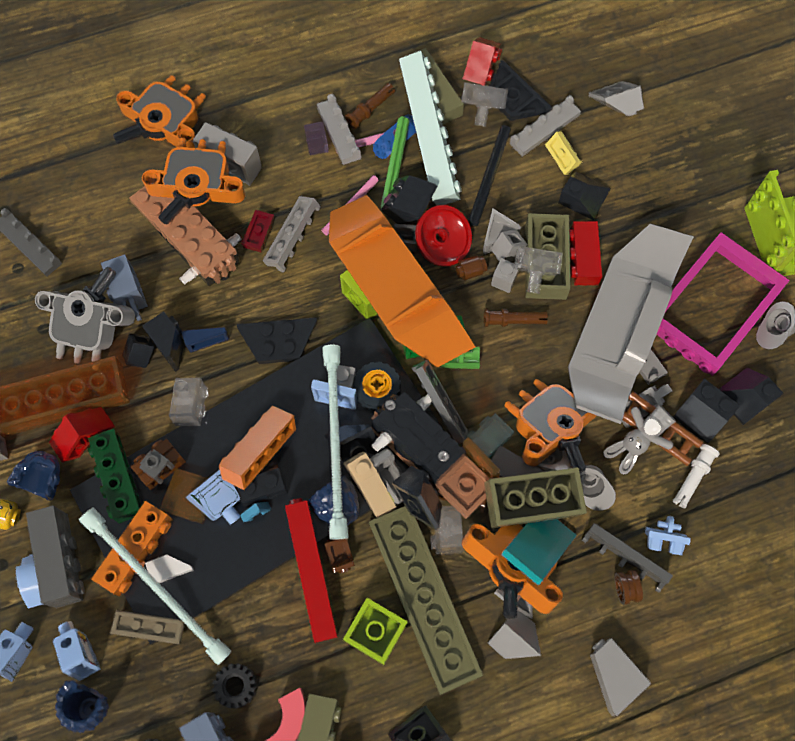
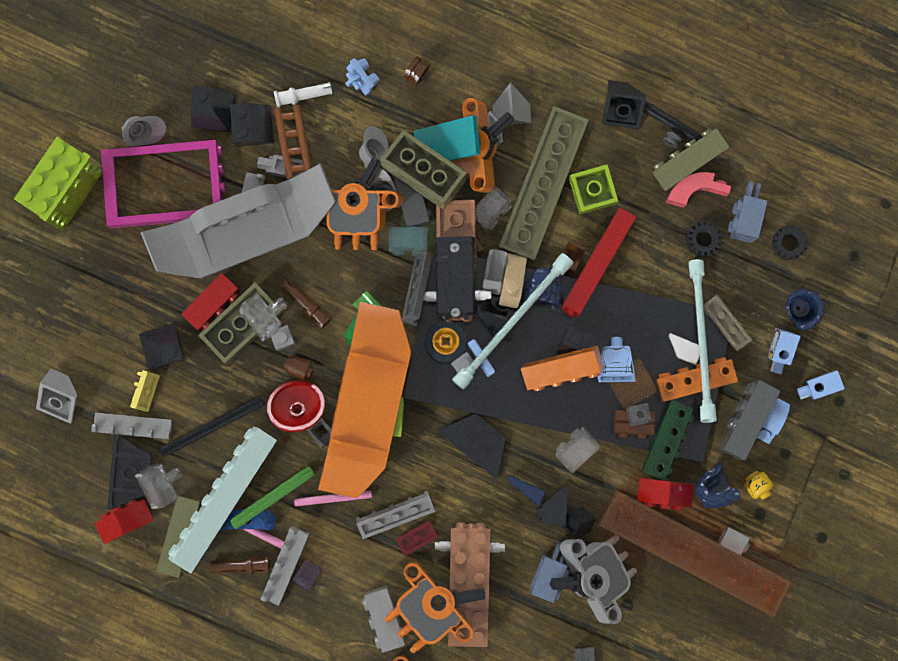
camera: 140 degrees left, 15 degrees up
(257, 508) = (600, 332): dark azure tile -> none
(408, 199) = (292, 456): black slope -> none
(419, 496) = (491, 239): black slope -> none
(481, 459) = (432, 223): clear orange tile -> none
(497, 224) = (255, 374): light grey slope -> none
(507, 245) = (259, 355): light grey brick -> none
(617, 676) = (475, 31): light grey slope -> none
(628, 555) = (396, 90): dark grey hinge -> none
(638, 440) = (315, 146): light grey animal -> none

